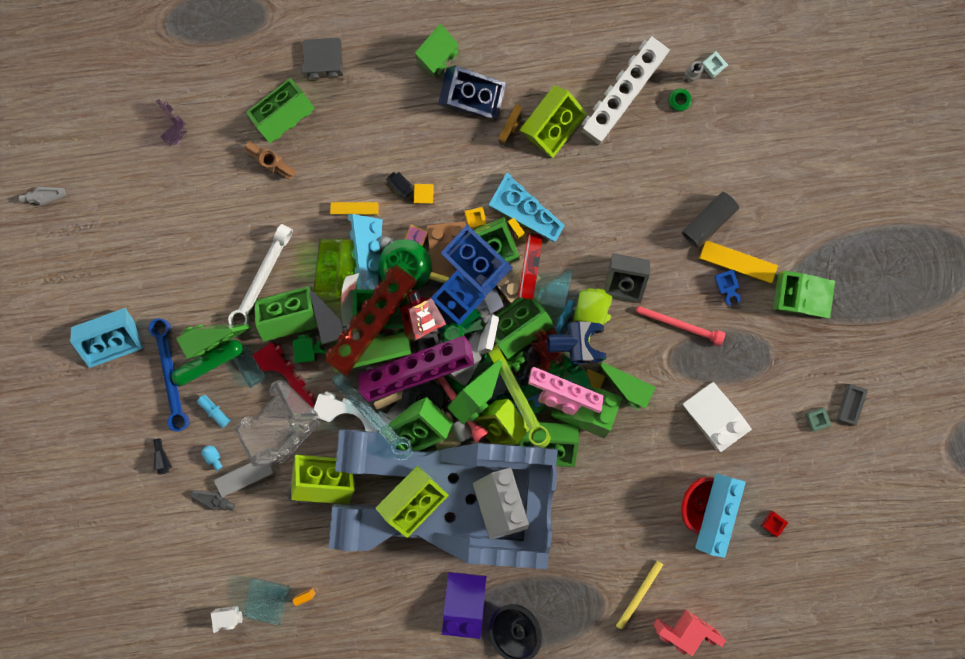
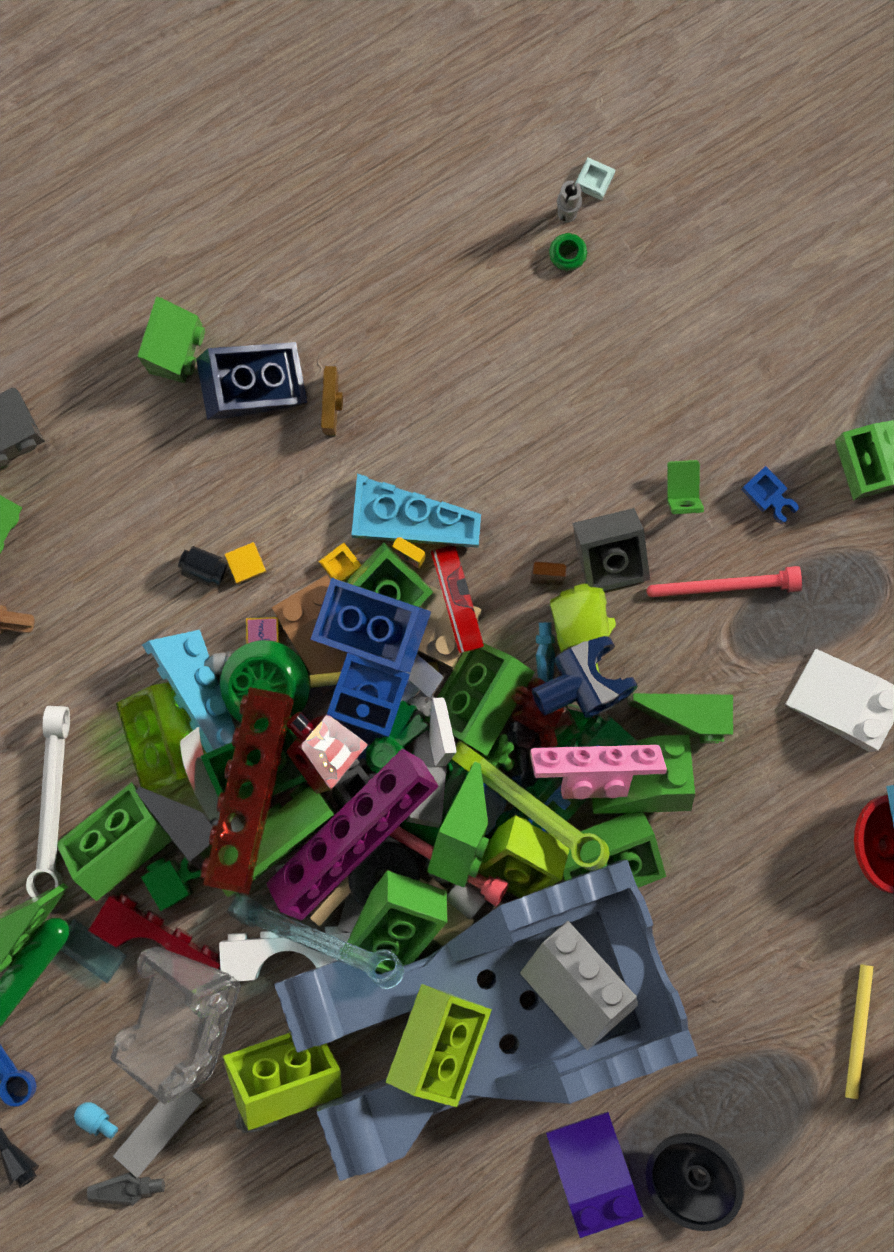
camera: 25 degrees left, 5 degrees down
(213, 411) = (66, 1046): medium azure axle -> none
(357, 208) = (159, 627): yellow piece -> none
(553, 121) = (393, 366): lime slope -> none
(555, 292) = (513, 619): clear light blue slope -> none
(586, 275) = (548, 573): none -> reddish brown tile
(595, 378) = (635, 724): yellow tile -> none
(656, 52) = (491, 196): white brick -> none
(682, 261) = (683, 487): none -> bright green bracket
(709, 221) = (695, 415): dark grey piece -> none
(738, 262) = (768, 451): yellow tile -> none

